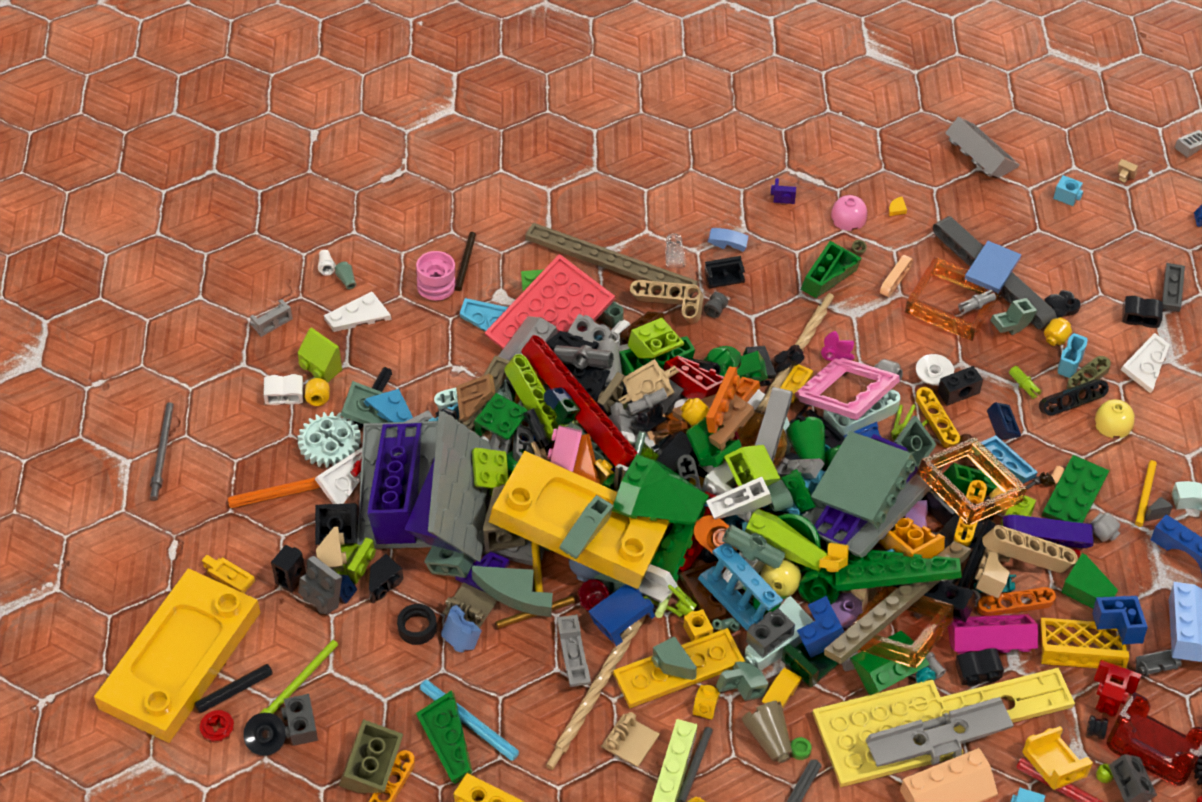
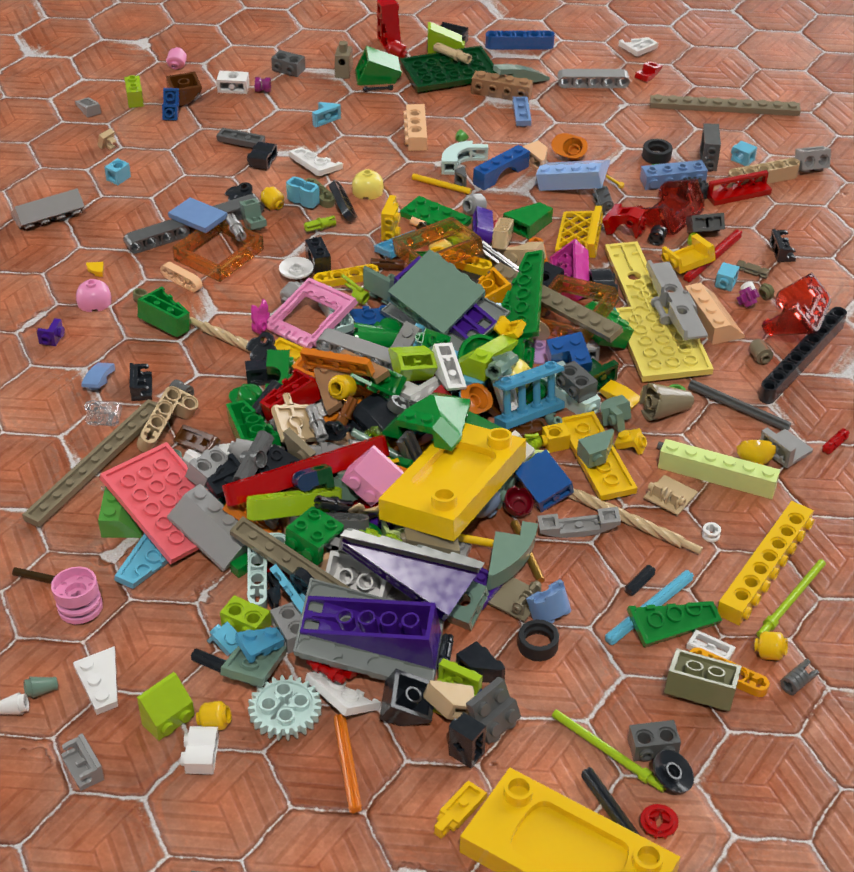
camera: 85 degrees left, 10 degrees down
(400, 552) = (445, 648): none -> black axle
(405, 385) = (224, 637): none -> medium azure bracket
(413, 789) = (711, 644): none -> white tile
(424, 395) = (245, 615): none -> lime brick
(474, 395) = (280, 548): medium nougat wing -> none
(503, 711) = (640, 580): none -> black axle
(584, 780) = (713, 527): none -> white bush
(587, 526) = (481, 453): sand green slope -> none
(653, 339) = (242, 412): lime slope -> none
(1003, 421) = (356, 243): dark blue slope -> none
(1038, 440) = (390, 219): none -> yellow plate
(1121, 614) = (566, 201): blue brick -> none

